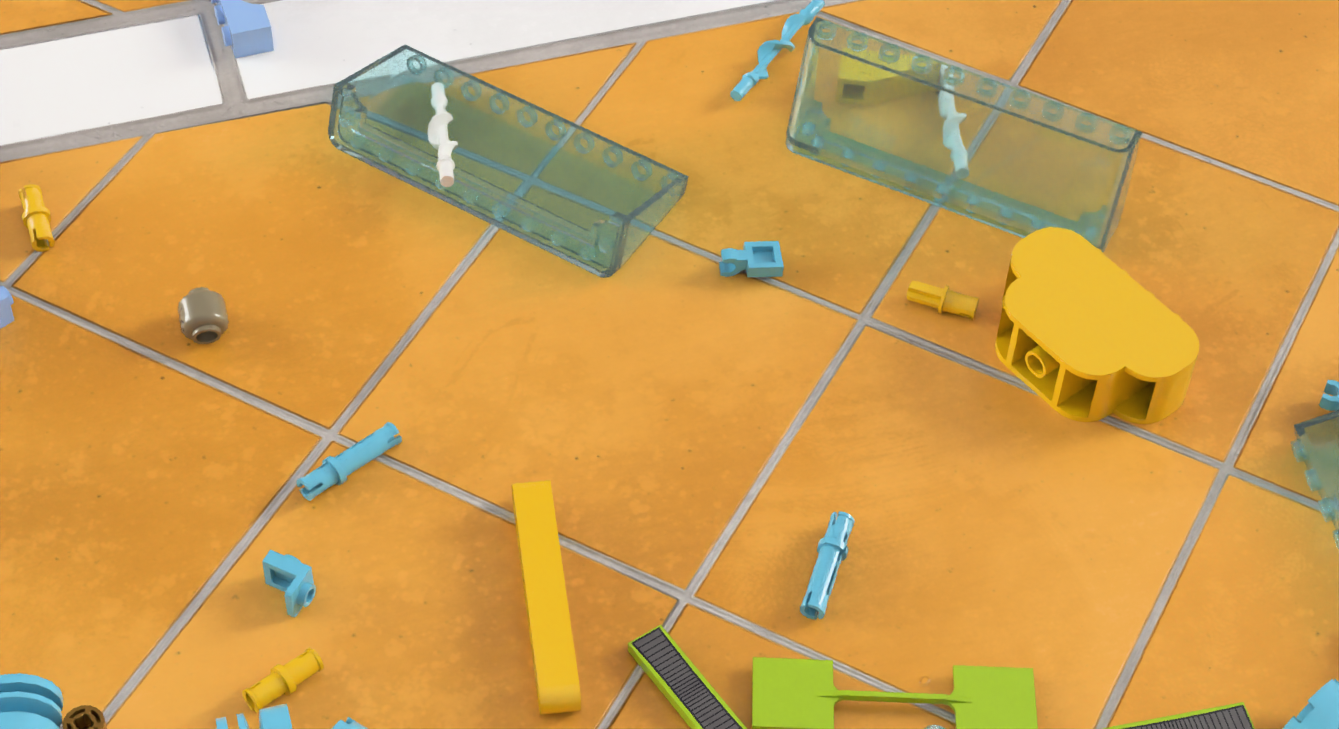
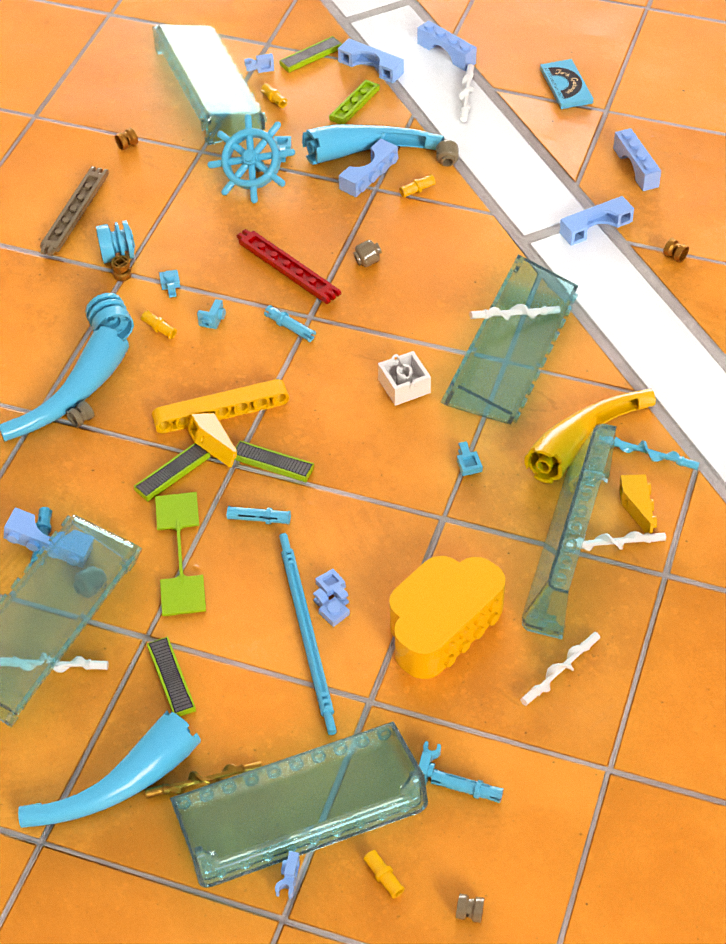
camera: 85 degrees right, 0 degrees up
(152, 650) = (170, 281): none -> medium azure plate
(182, 446) = (288, 266): none -> red hinge
(556, 305) = (404, 378): none -> white brick
(637, 608) = (210, 436): none -> yellow slope
(695, 533) = (273, 461): none -> tile
(754, 132) = (561, 443): none -> yellow brick
(943, 299) = (463, 548): yellow axle -> none
(999, 479) = (334, 585): none -> light blue plate
(1044, 487) = (331, 610): none -> light blue plate
(1086, 527) = (308, 635): none -> medium azure axle
(1192, 235) = (557, 668): none -> white piece

